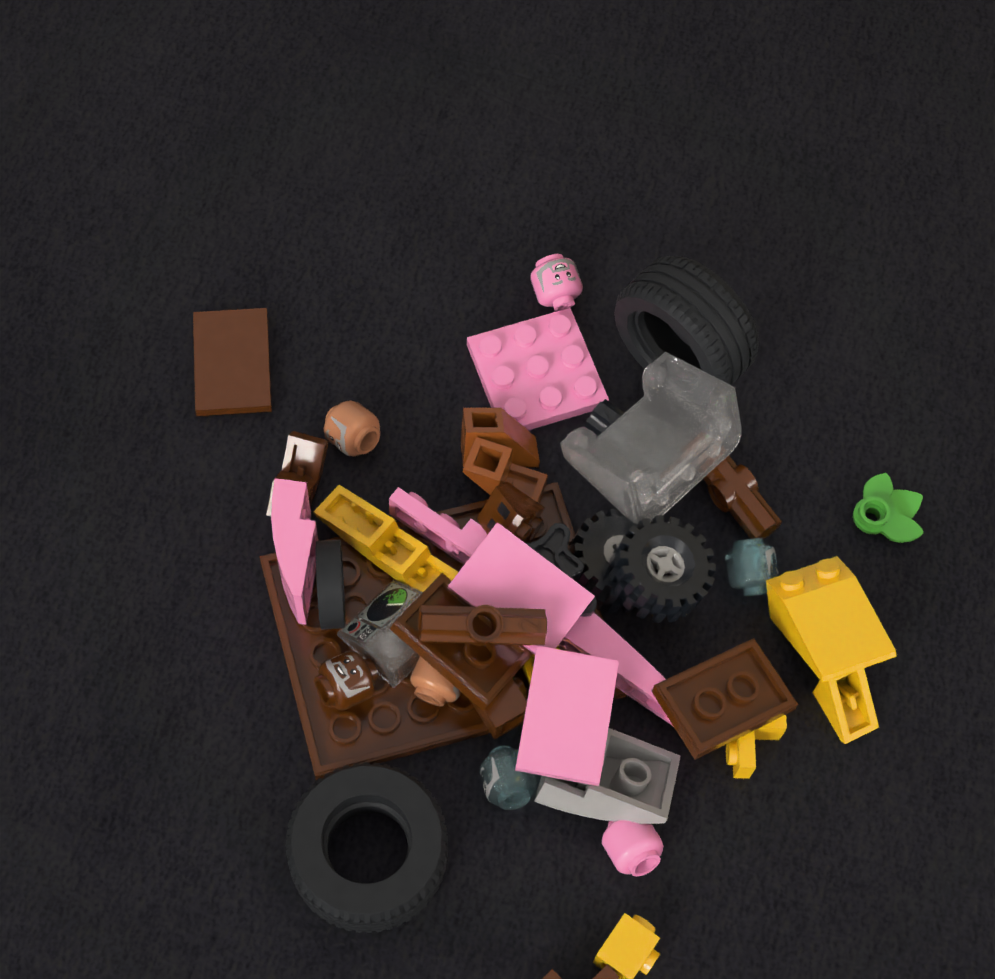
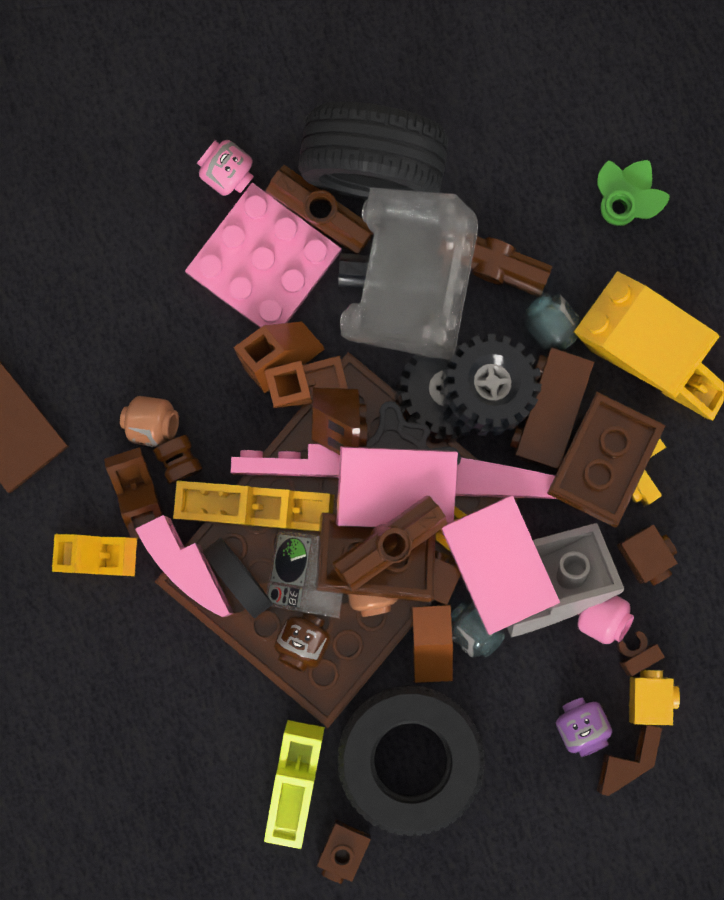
camera: 35 degrees left, 20 degrees up
(225, 503) = (94, 555): none -> yellow slope
(247, 893) = (343, 852): none -> reddish brown brick
(248, 804) = (294, 784): none -> neon yellow slope
(353, 469) = (181, 467): none -> reddish brown wheel
(459, 761) = (432, 644): none -> dark orange slope
(546, 931) = (584, 727): none -> medium lavender head
(603, 343) = (300, 196): none -> reddish brown piece
(647, 904) = (641, 657): none -> reddish brown tile
(710, 817) = (649, 555): none -> reddish brown brick
(715, 627) = (551, 421): none -> reddish brown brick

